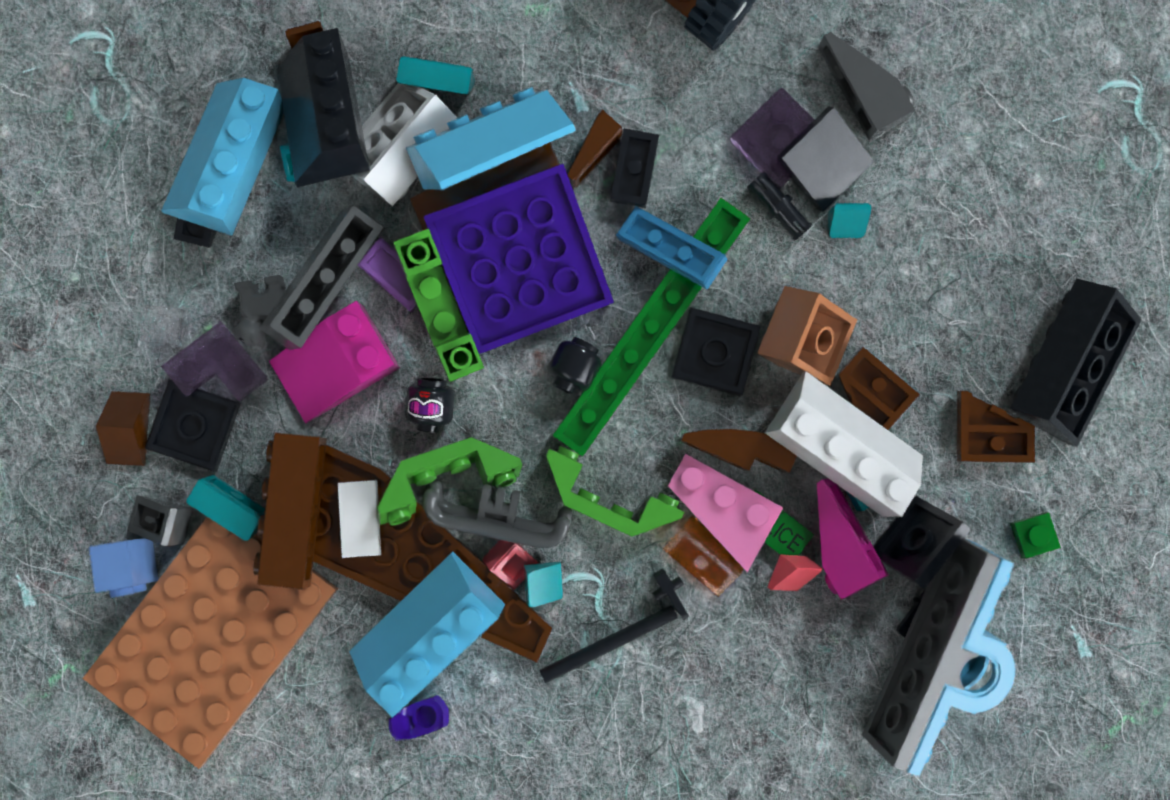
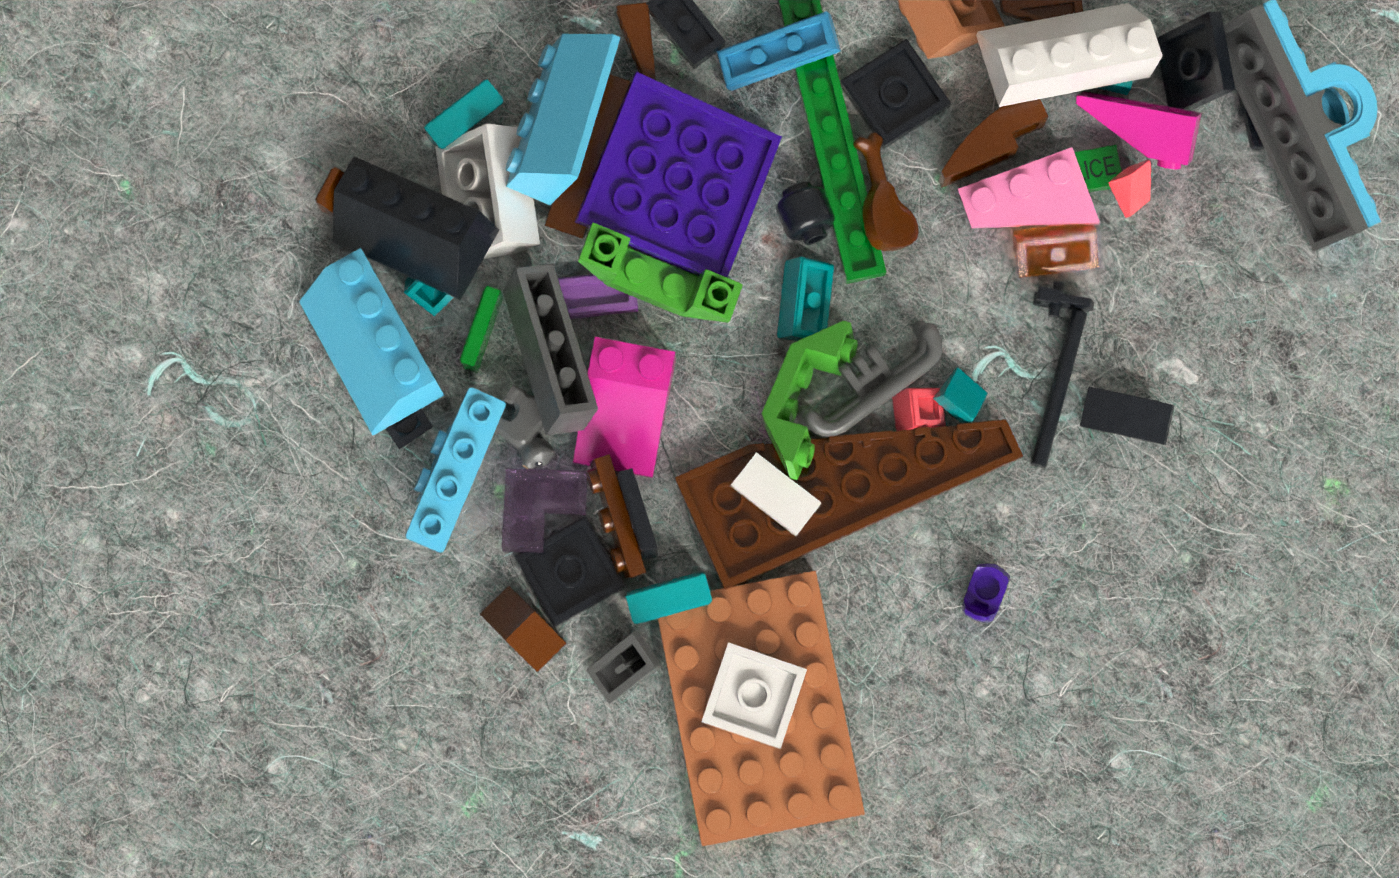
camera: 45 degrees left, 5 degrees down
(123, 566) = (642, 719): medium blue brick -> none
(182, 289) = (453, 470): none -> medium azure bracket
(208, 625) = (754, 695): none -> white tile
(249, 424) = (615, 517): none -> reddish brown plate
(253, 447) = (637, 514): none -> black tile
(291, 510) = (720, 539): reddish brown brick -> none
(300, 220) = (481, 329): none -> green tile
(424, 633) = (918, 522): medium azure slope -> none
(429, 404) = (731, 357): black head -> none
(517, 418) = (804, 298): none -> teal slope
(619, 424) = (885, 219): none -> reddish brown piece
(629, 709) = (1127, 415): none -> black slope
(653, 515) = (887, 298): bright green slope -> none

